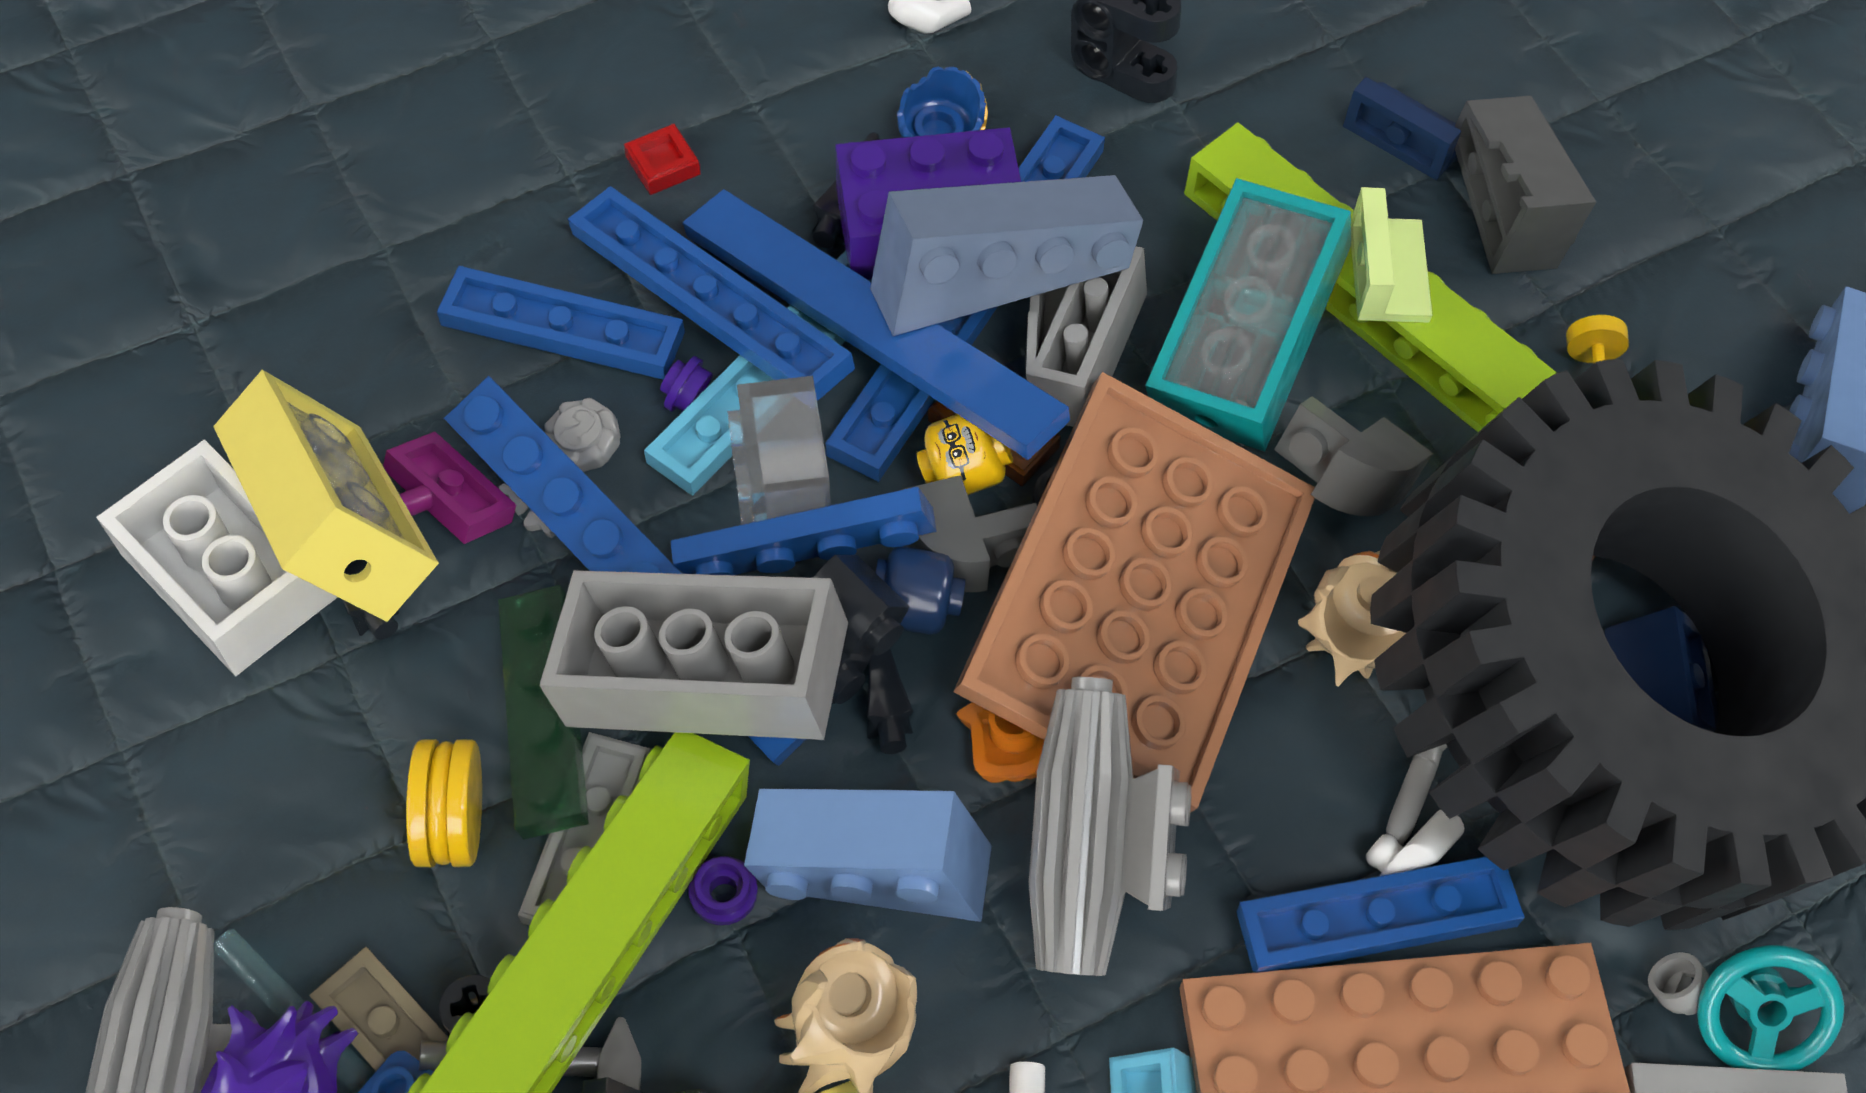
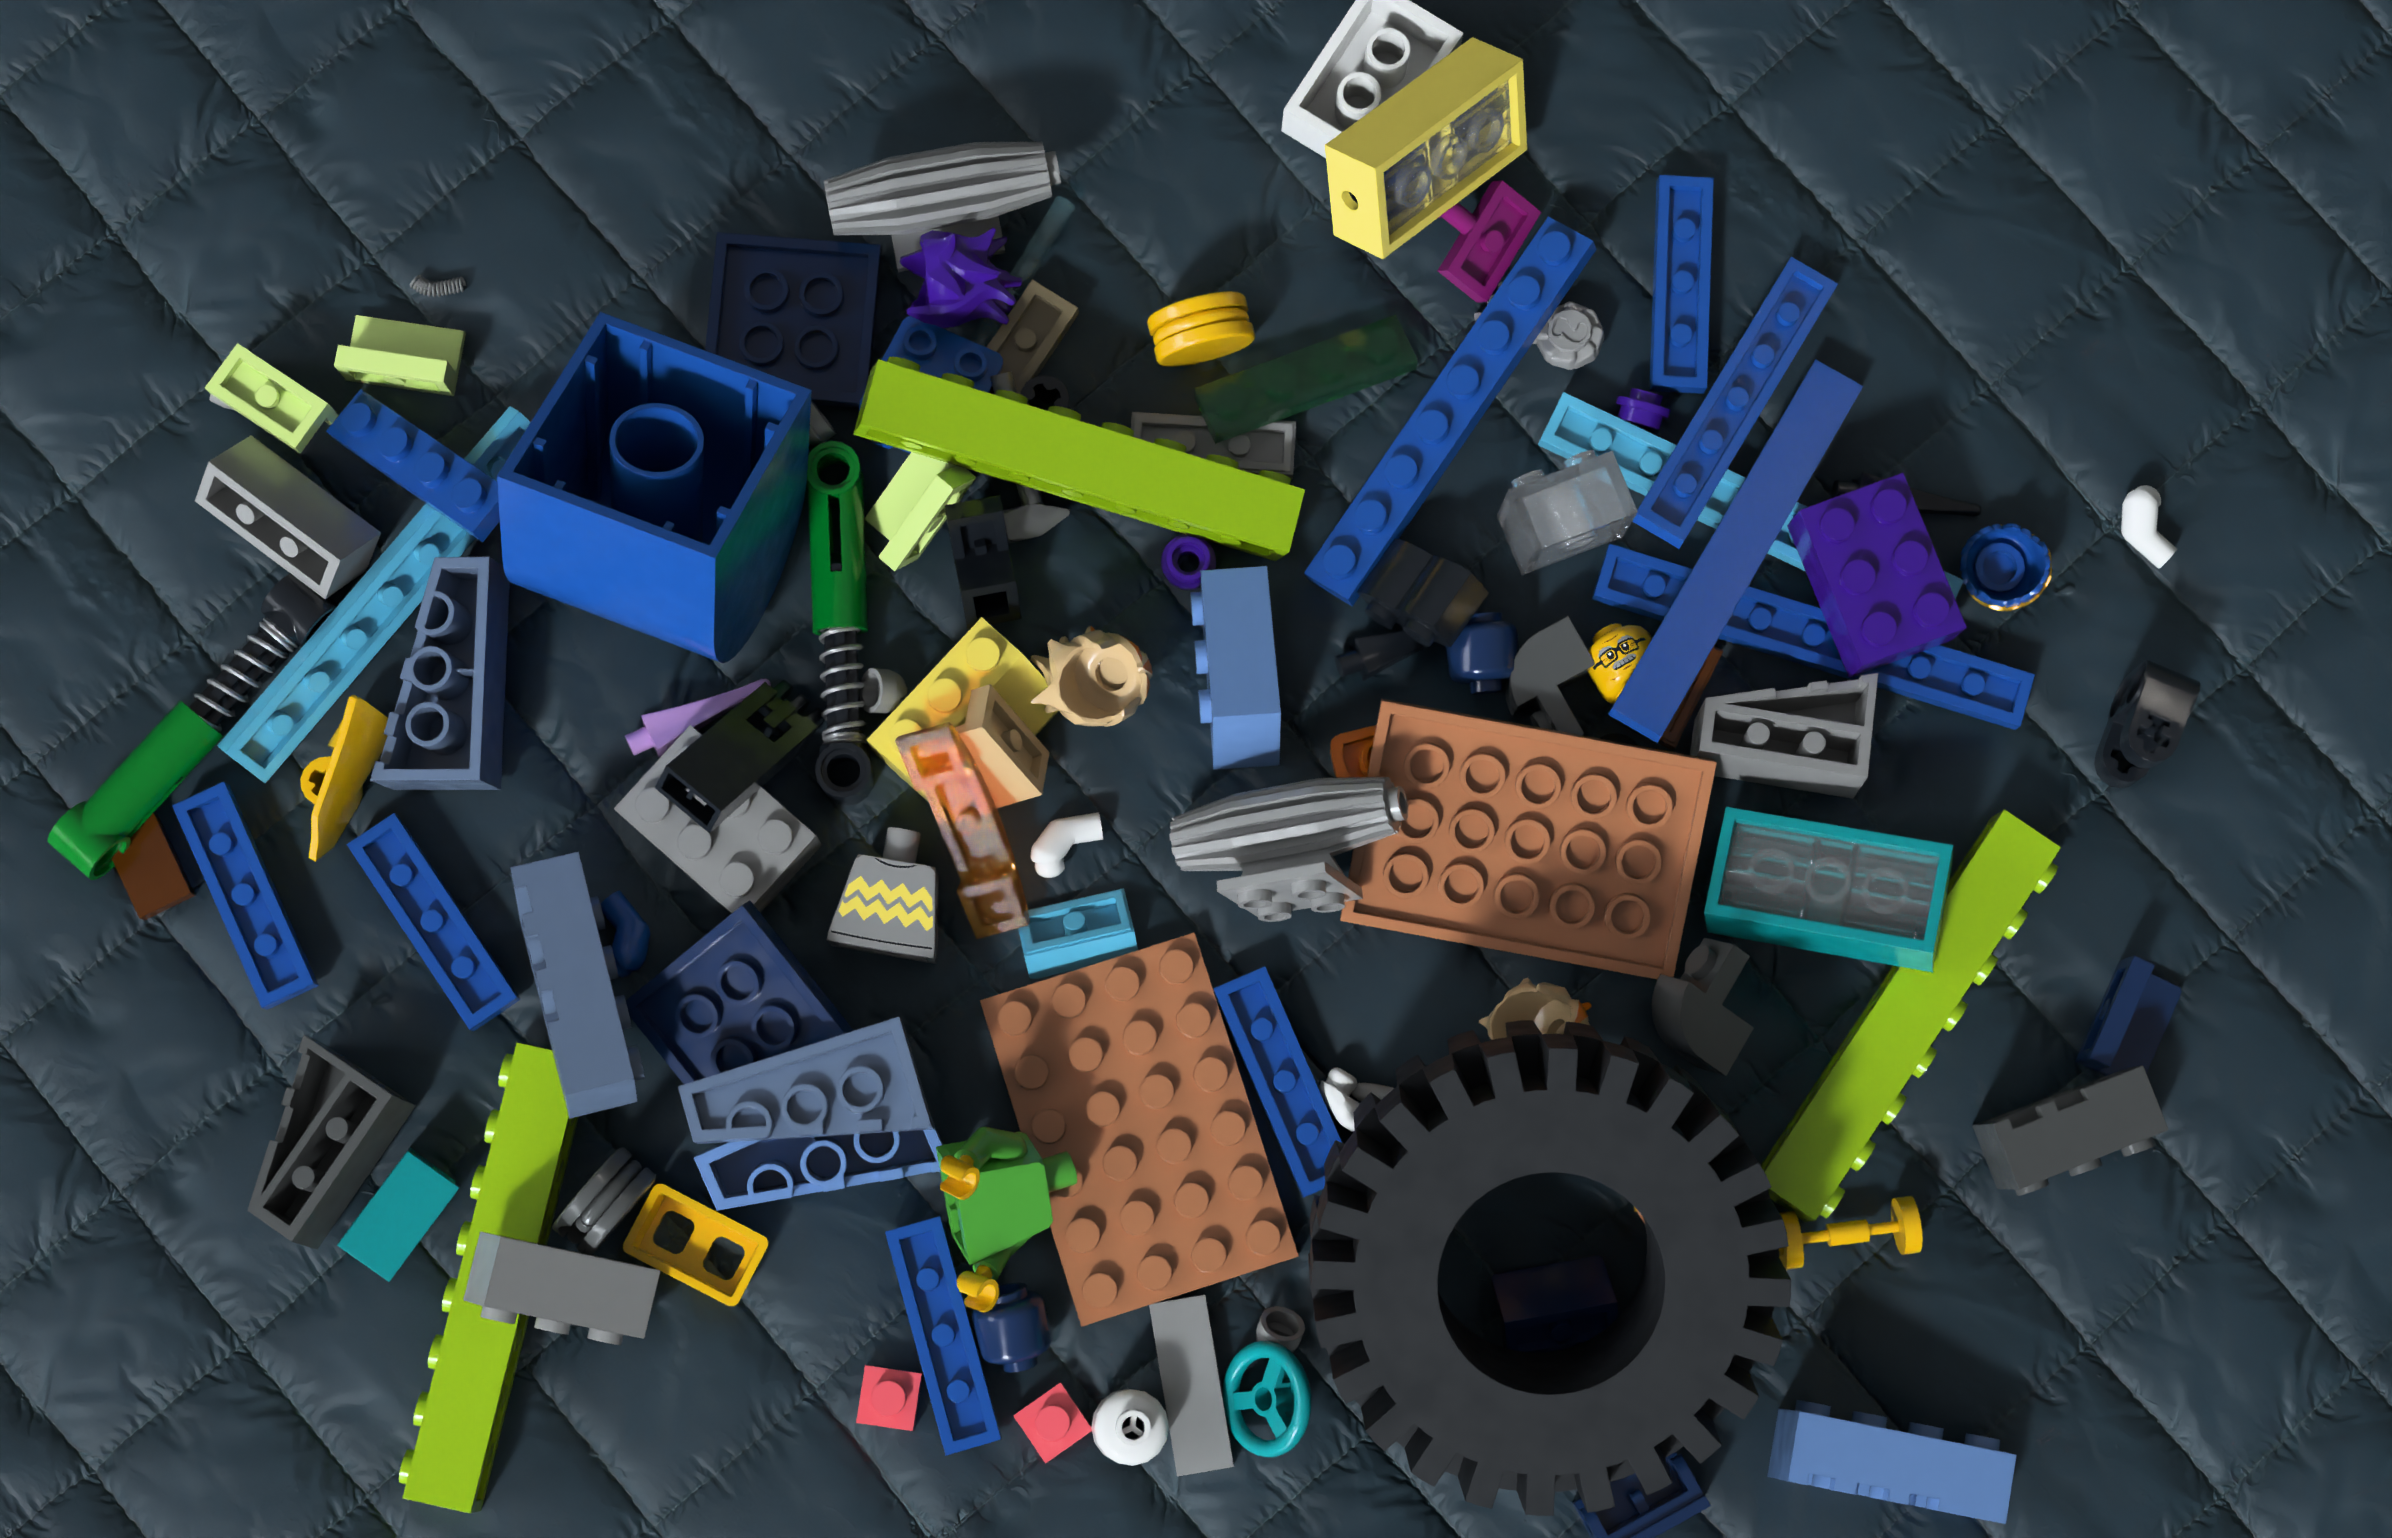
camera: 75 degrees right, 20 degrees up
(662, 159) = (1893, 321): red tile -> none
(696, 654) = (1355, 485): light grey brick -> none
(828, 531) = (1506, 567): blue plate -> none
(997, 244) = (1819, 646): sand blue wedge -> none
(1388, 263) = (1918, 1010): yellowish green panel -> none

